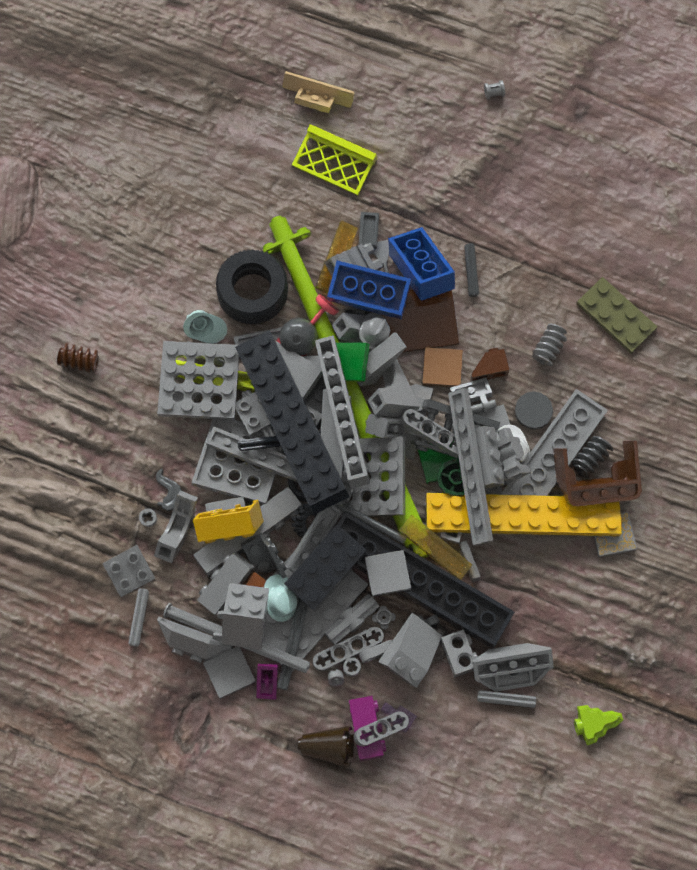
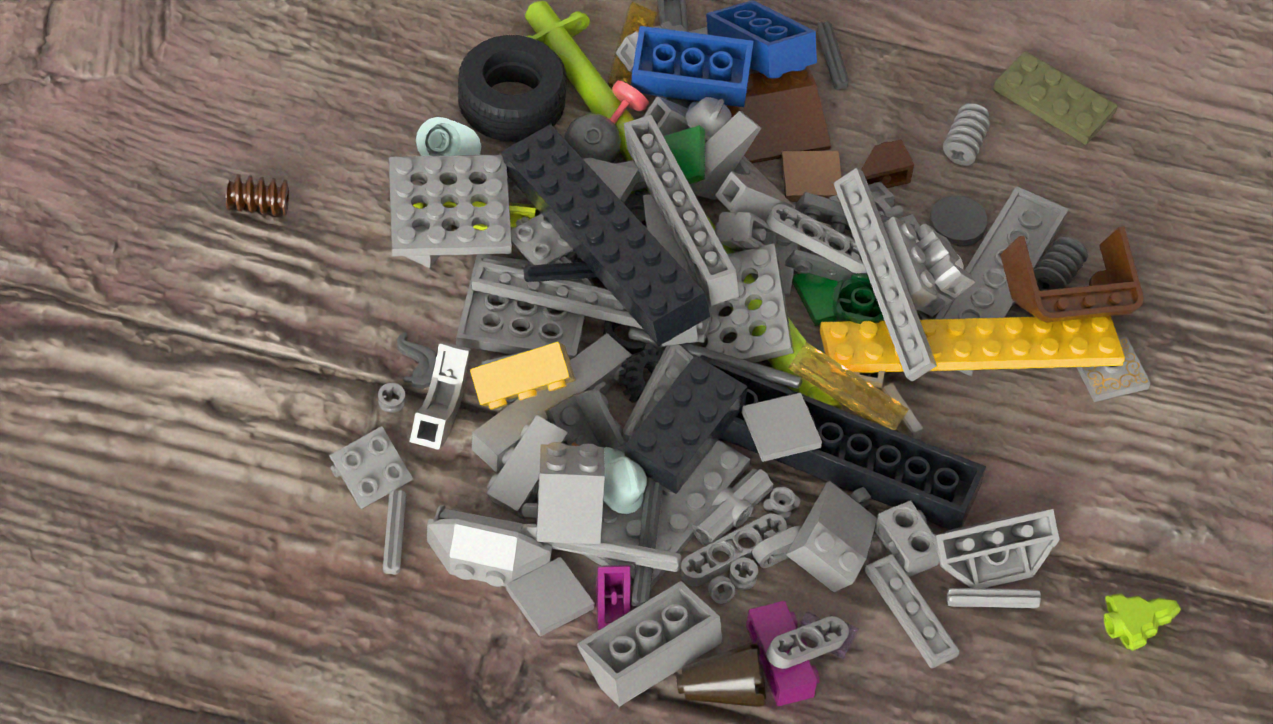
camera: 10 degrees left, 20 degrees down
(285, 715) = (651, 642): none -> light grey slope
(453, 702) = (912, 611): none -> light grey tile

